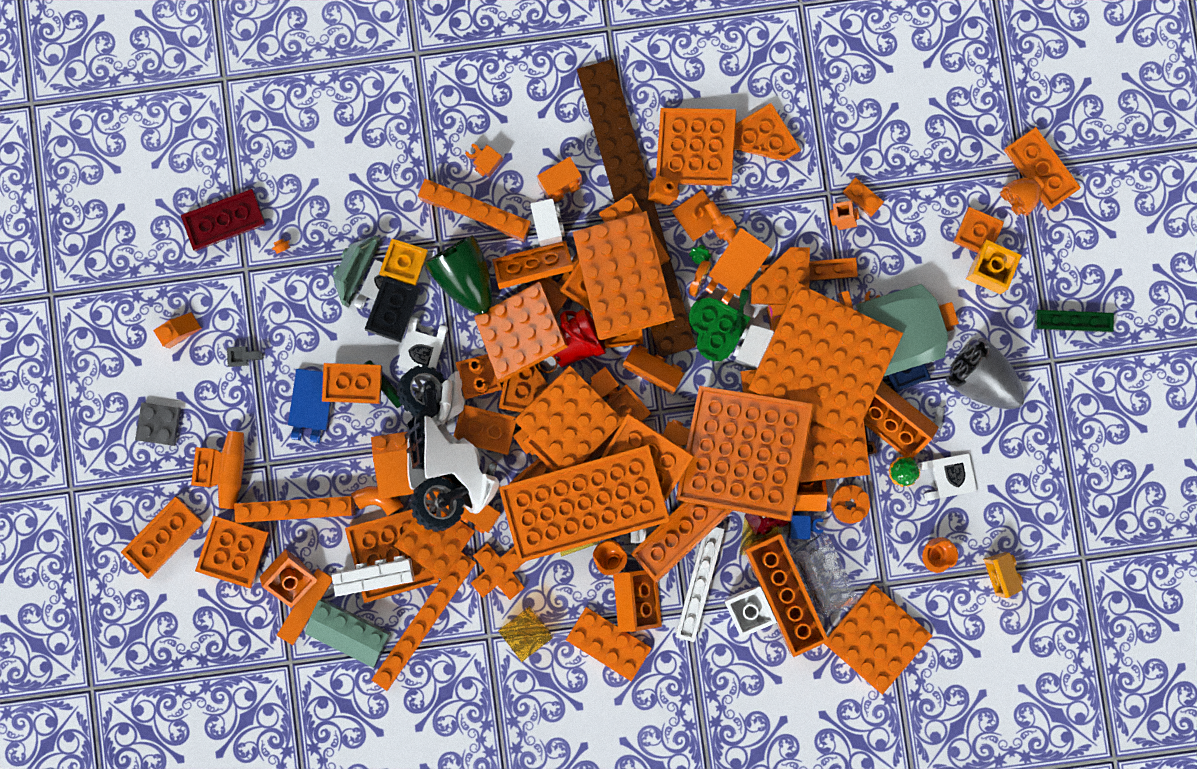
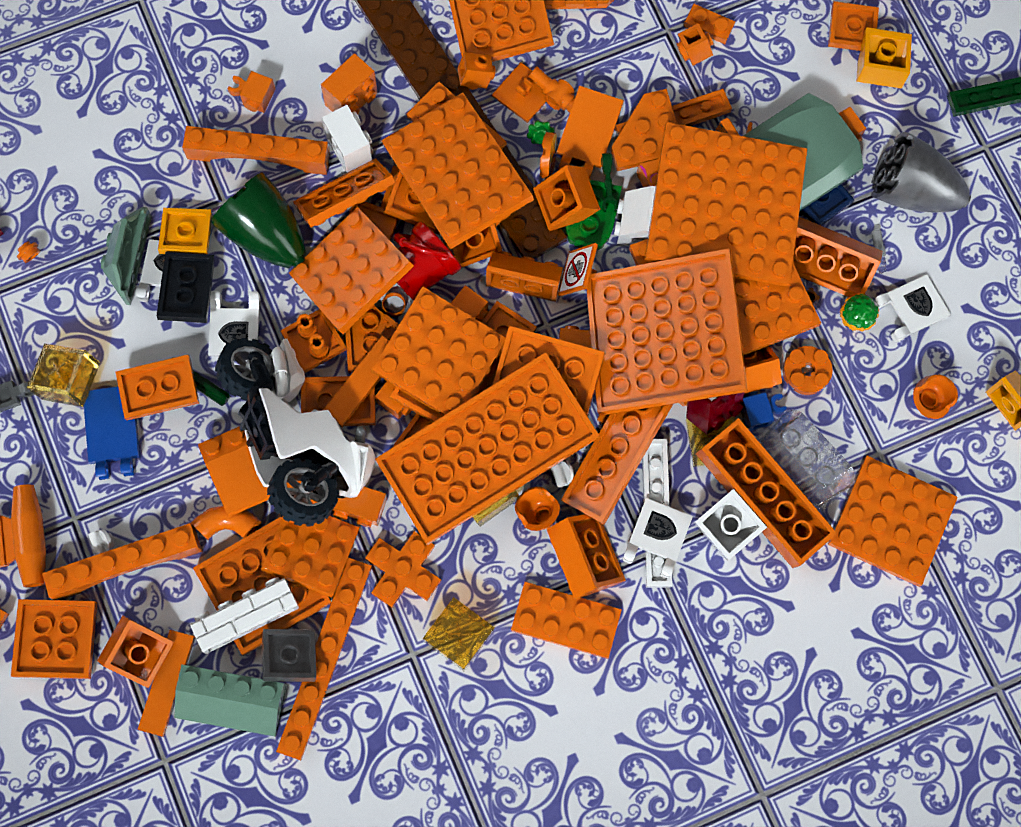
camera: 25 degrees left, 10 degrees down
(283, 489) = (101, 541): none -> white plate
(284, 354) = (63, 375): none -> clear yellow brick
(397, 614) = (289, 655): none -> flat silver plate
(501, 423) = (356, 386): none -> orange tile
(695, 378) = (578, 269): none -> piece
(697, 600) = (660, 532): none -> white flag
(703, 317) = (566, 197): none -> orange slope

